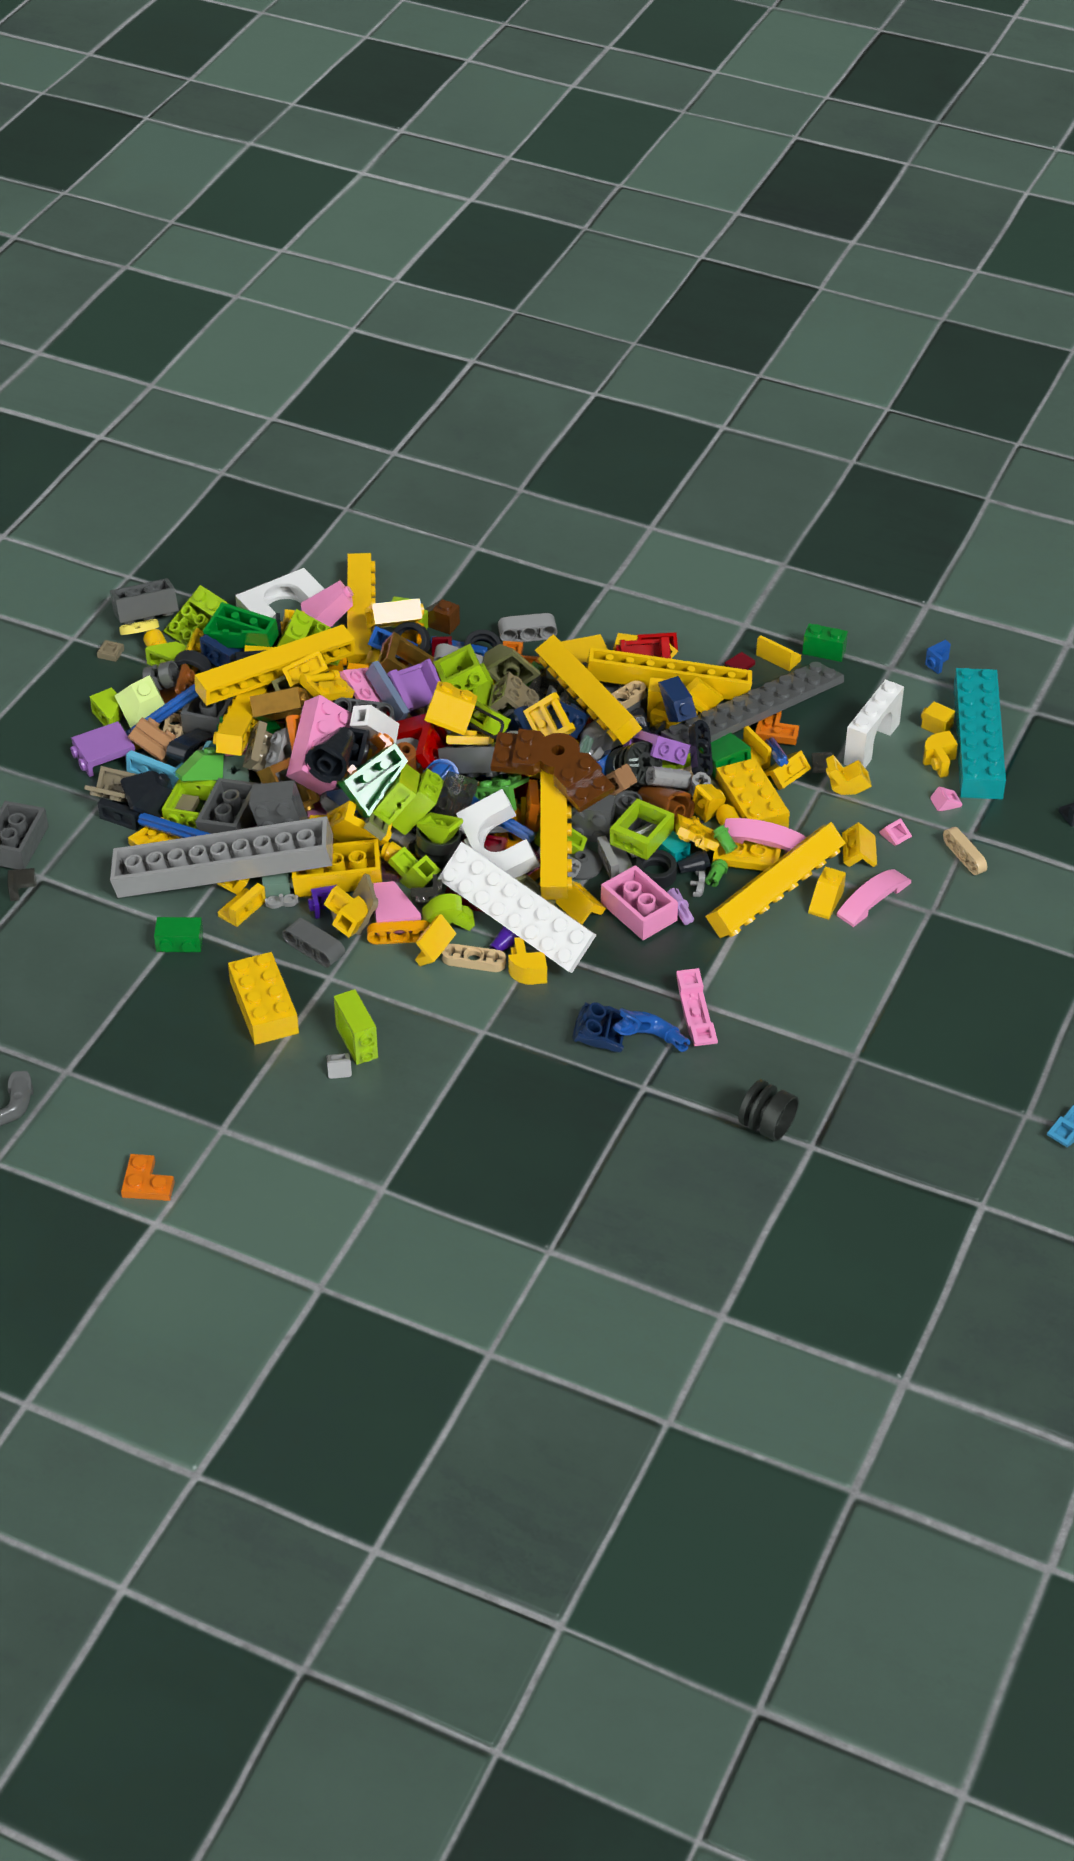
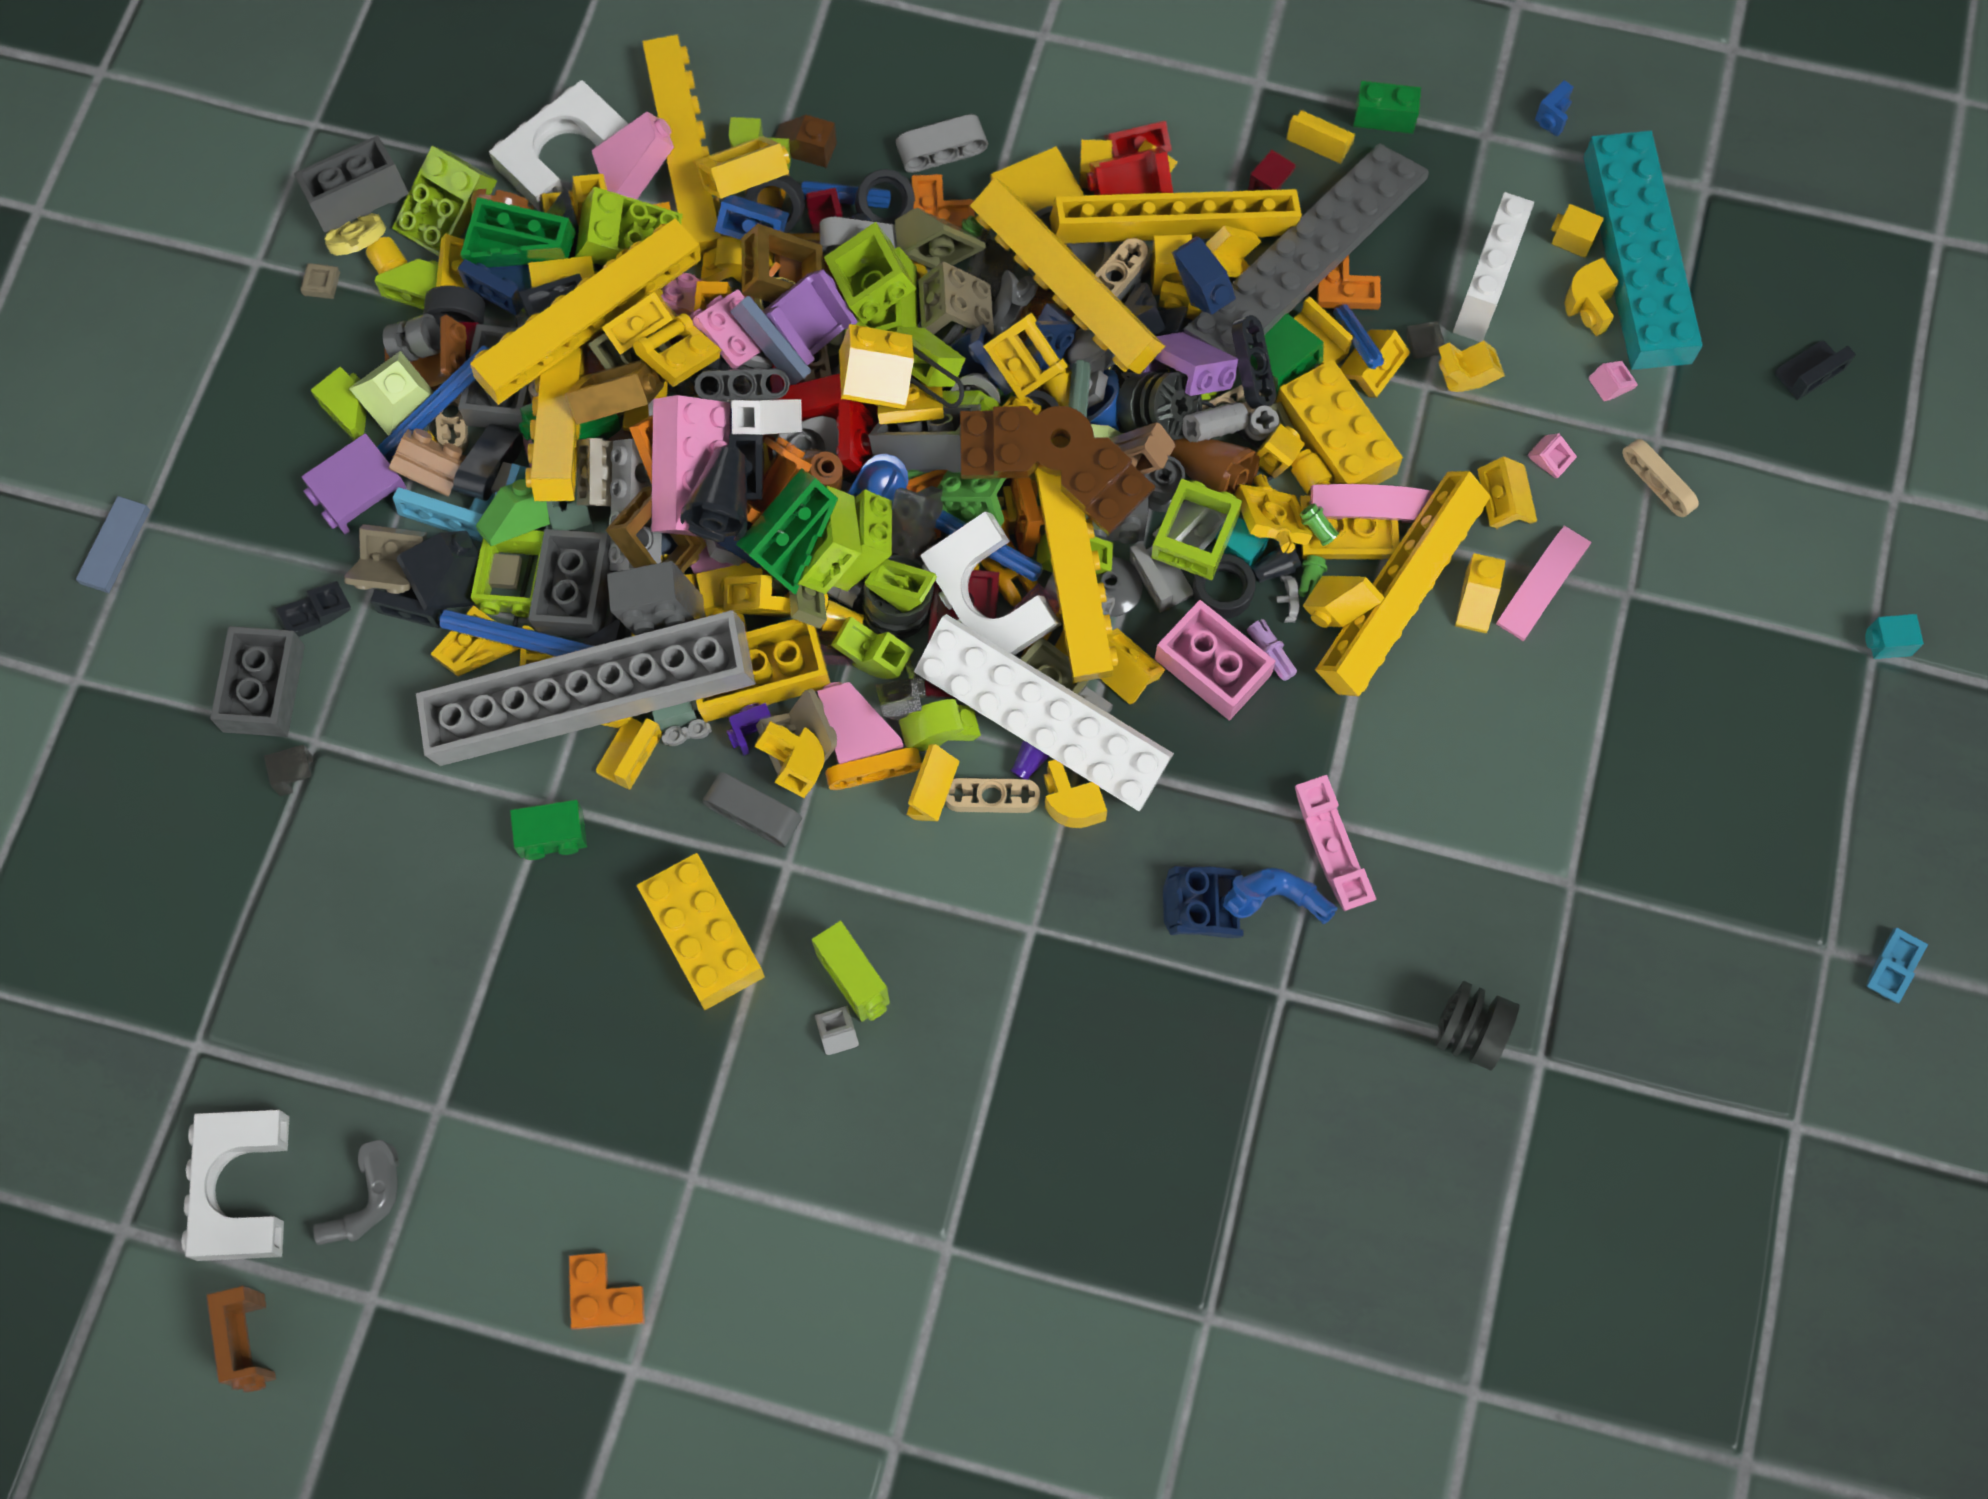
camera: 10 degrees left, 25 degrees up
(62, 810) = (316, 610): none -> black slope
(731, 880) = (1341, 600): none -> yellow slope

